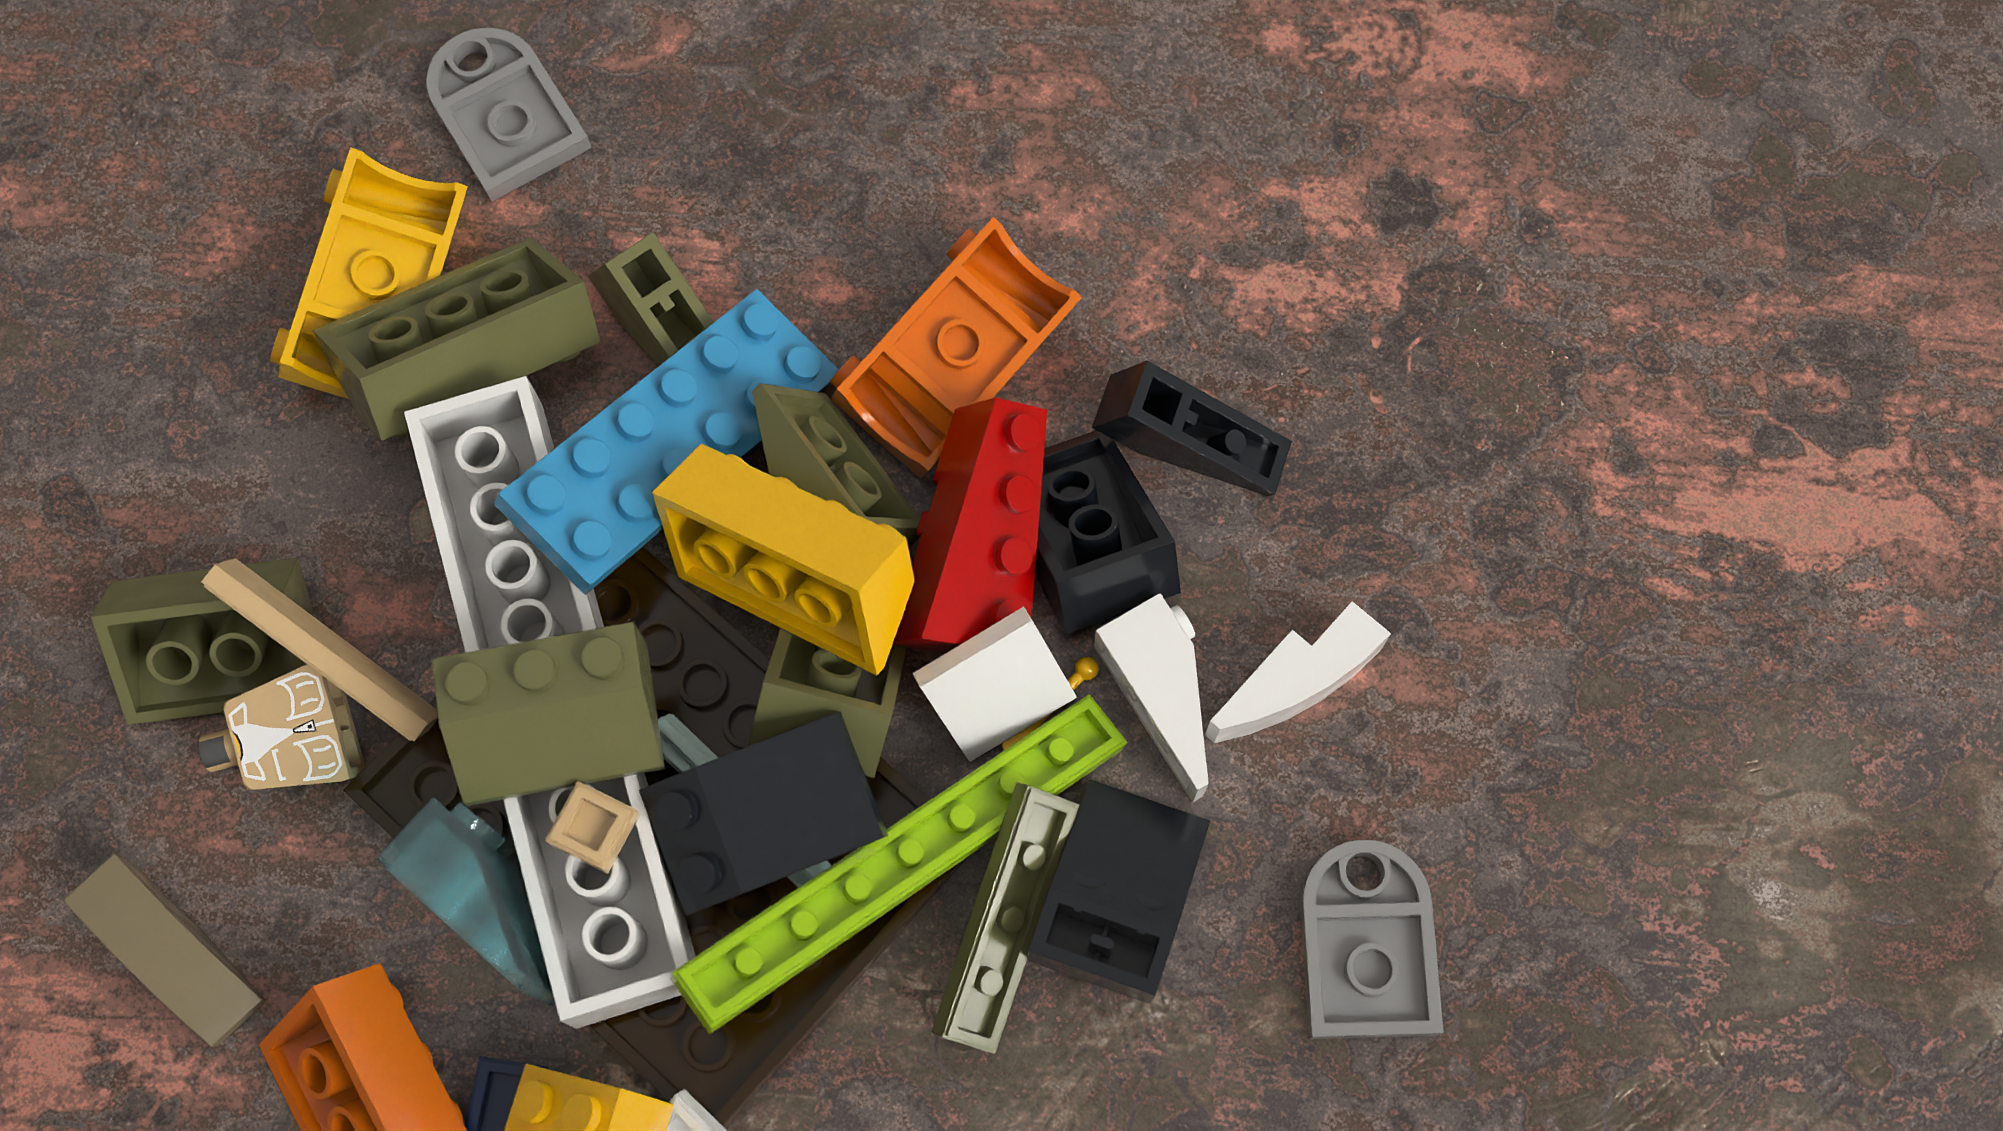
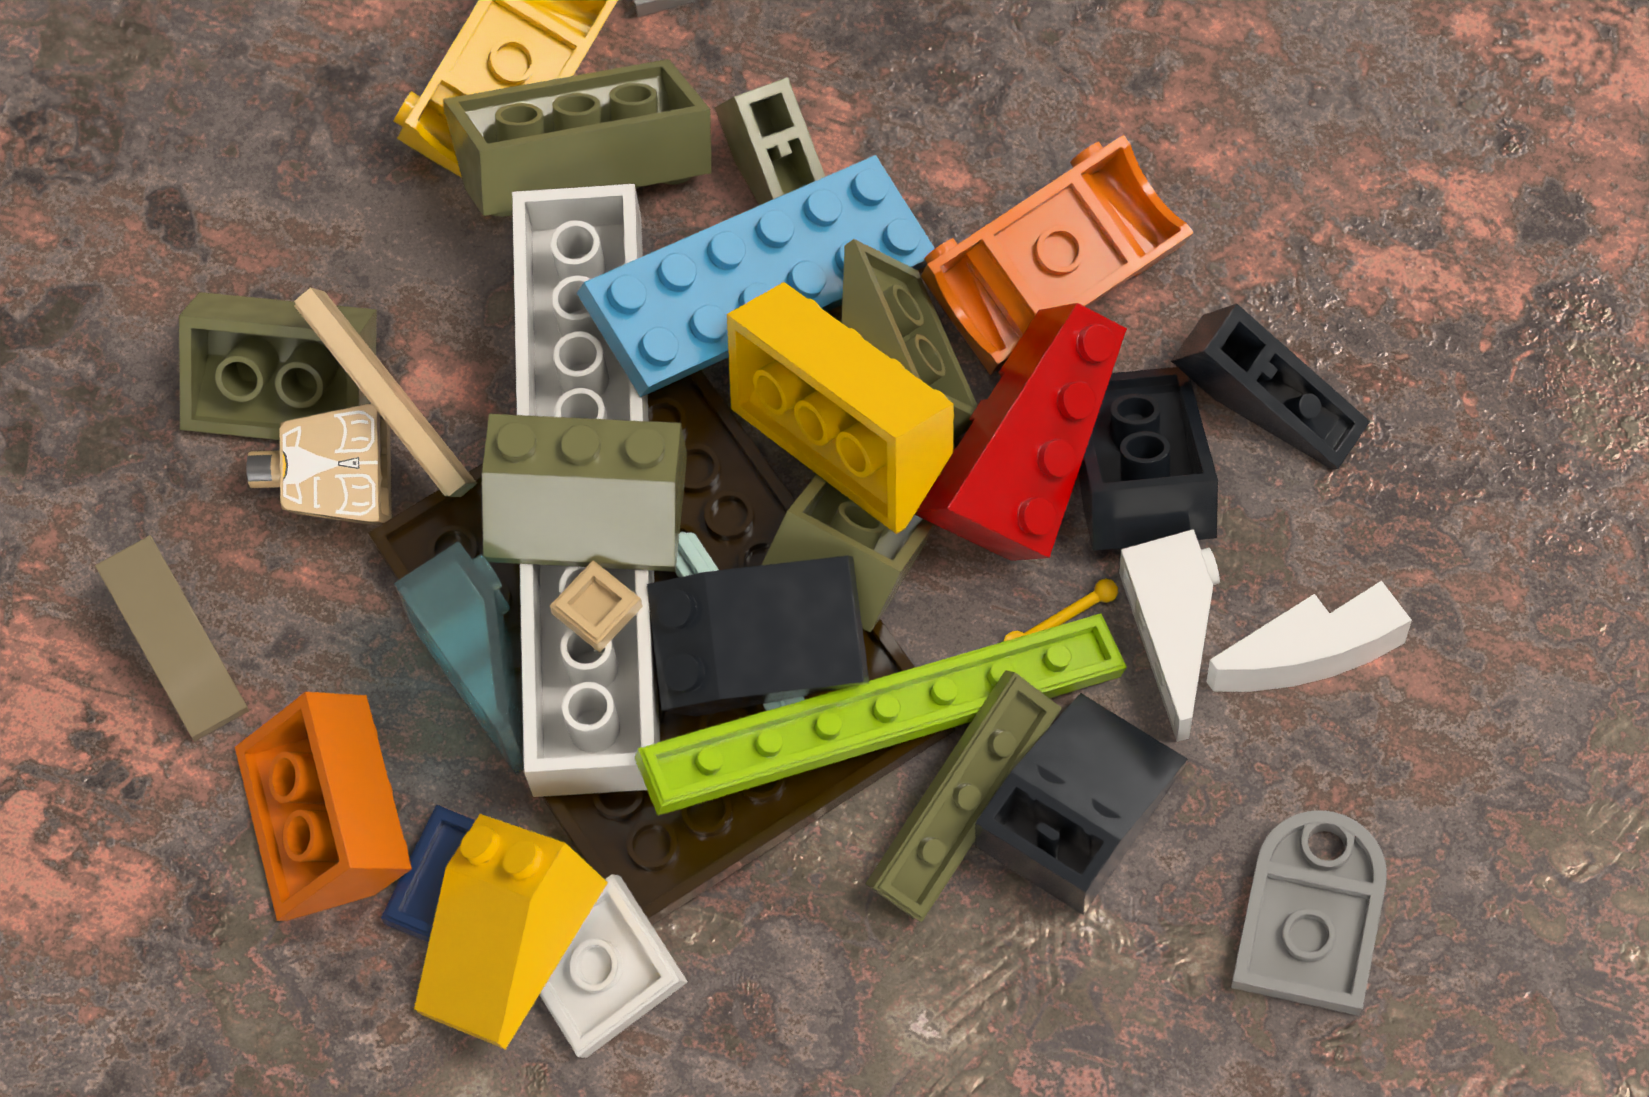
camera: 20 degrees right, 5 degrees down
(995, 684) = (1009, 577): white tile -> none

